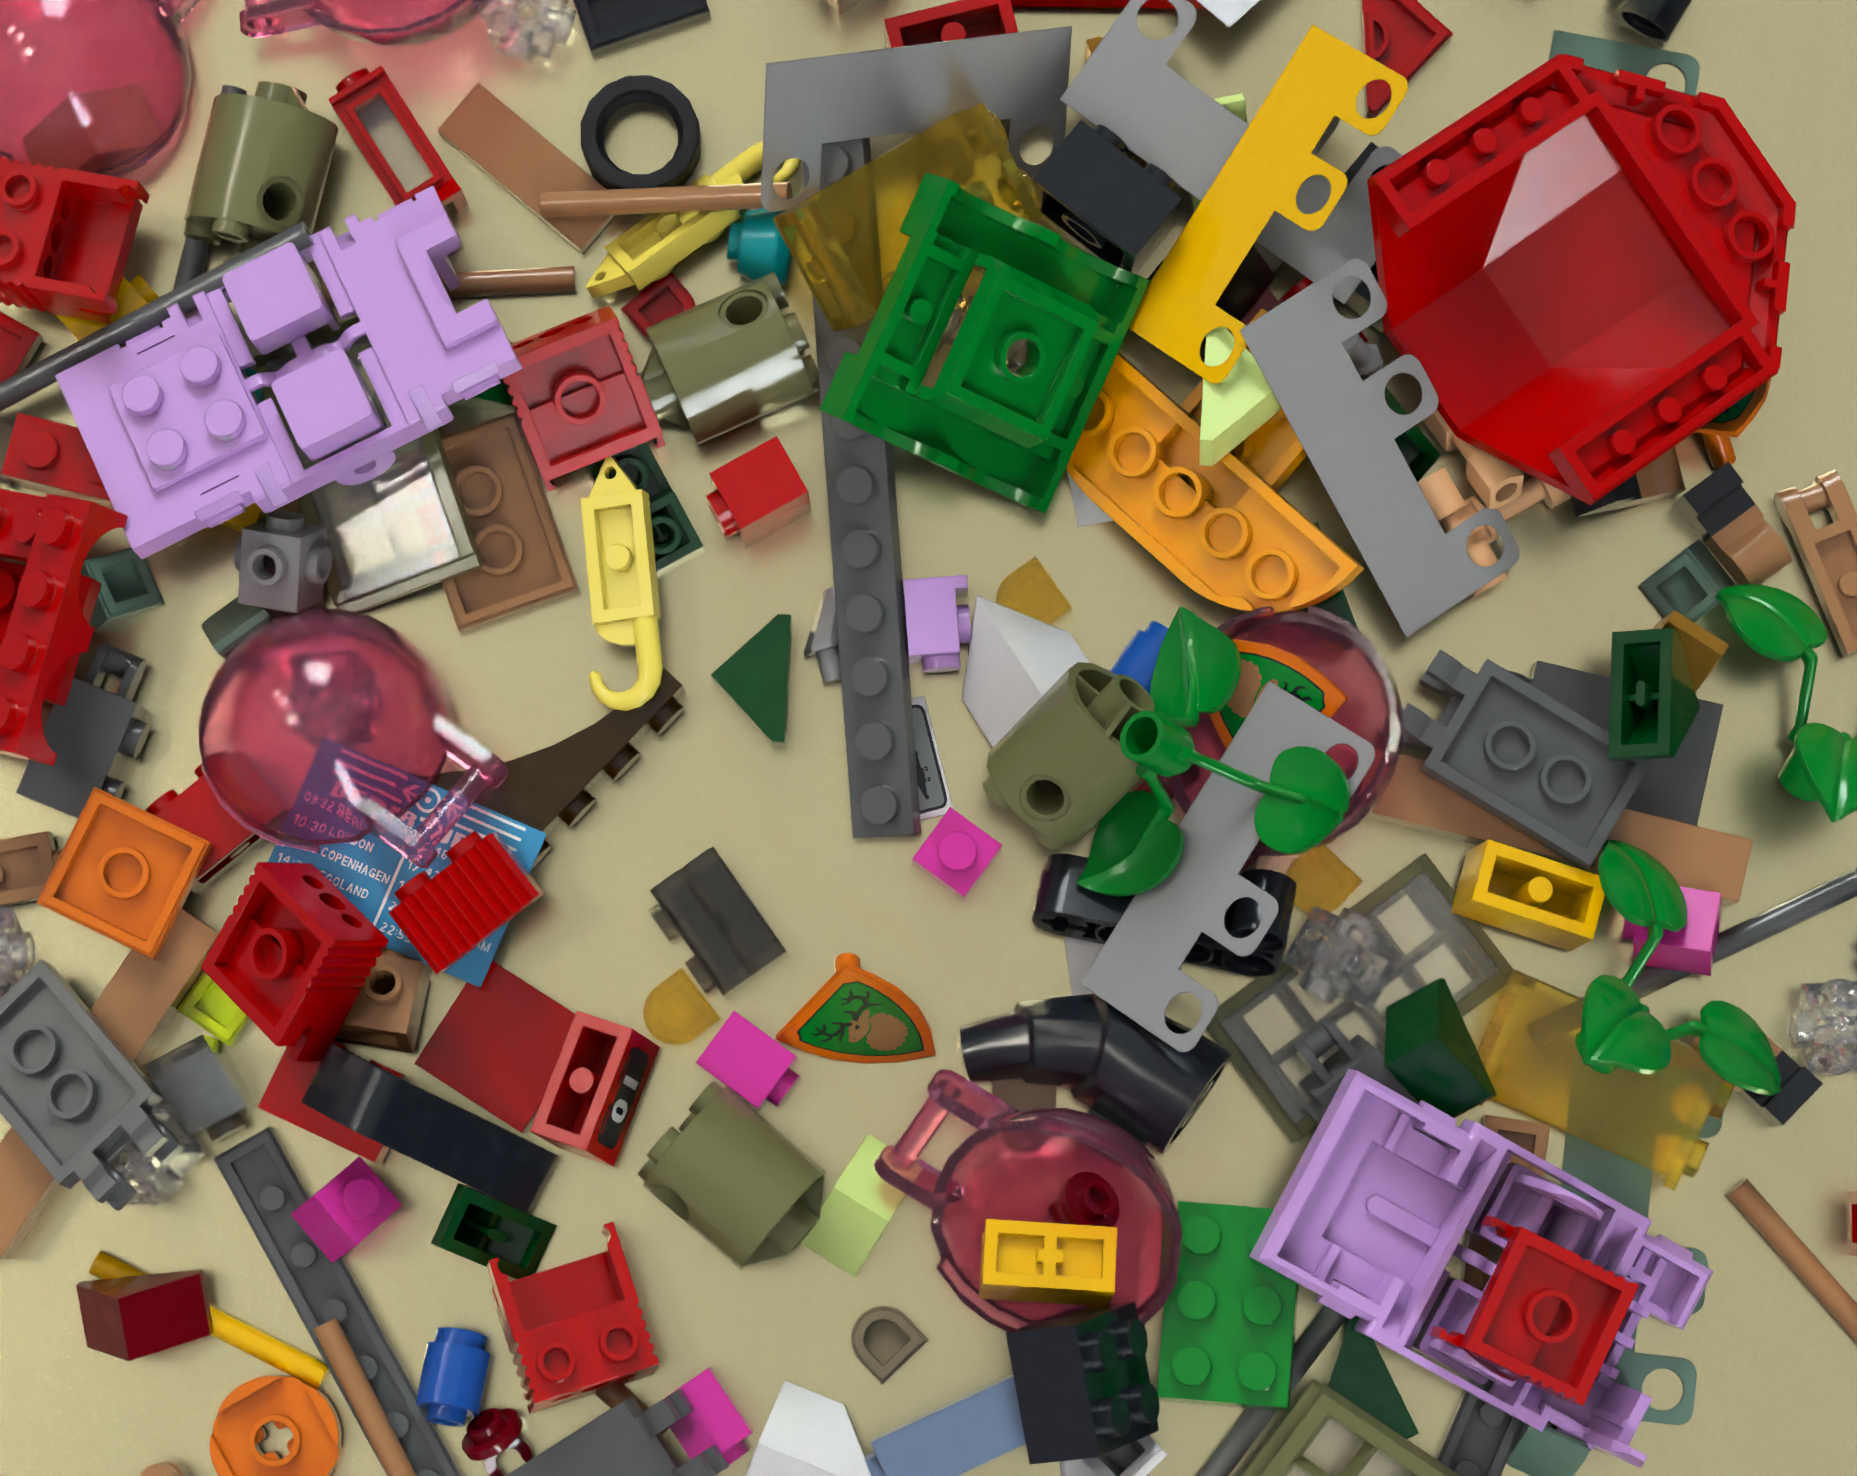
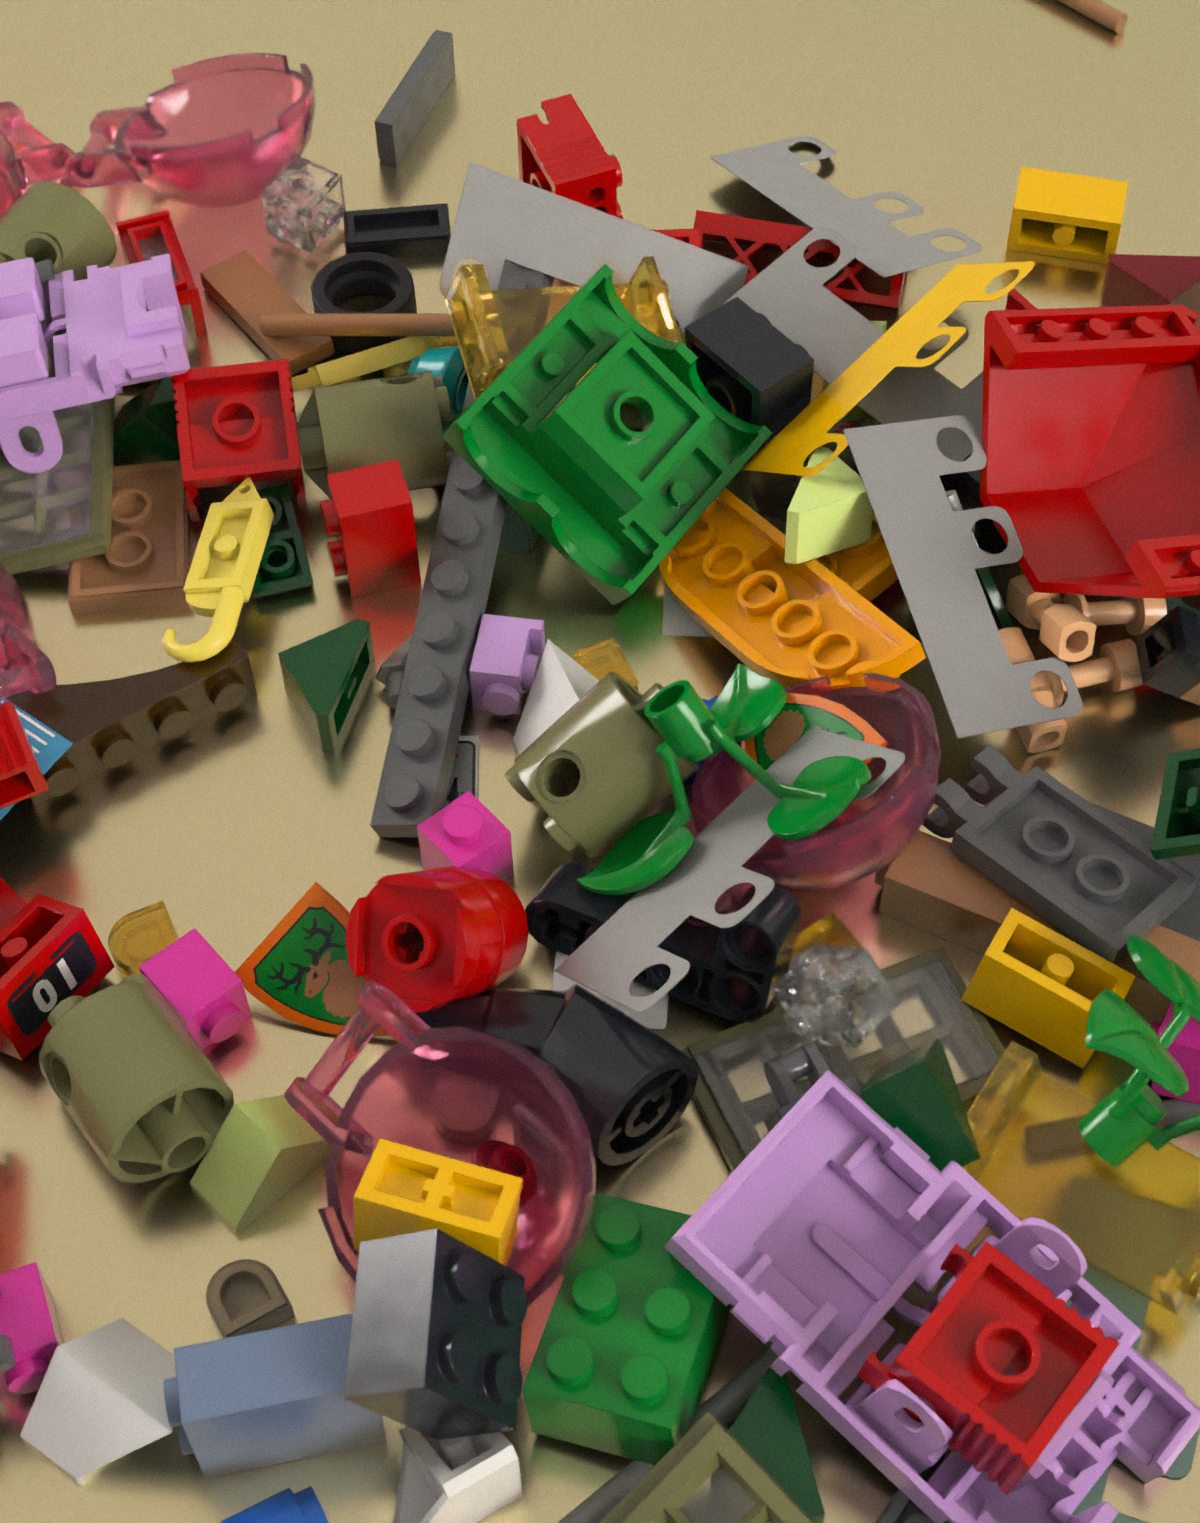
camera: 15 degrees right, 30 degrees down
(717, 924) = (212, 866): clear smoke brick -> none
(970, 983) = (437, 935): none -> red piece

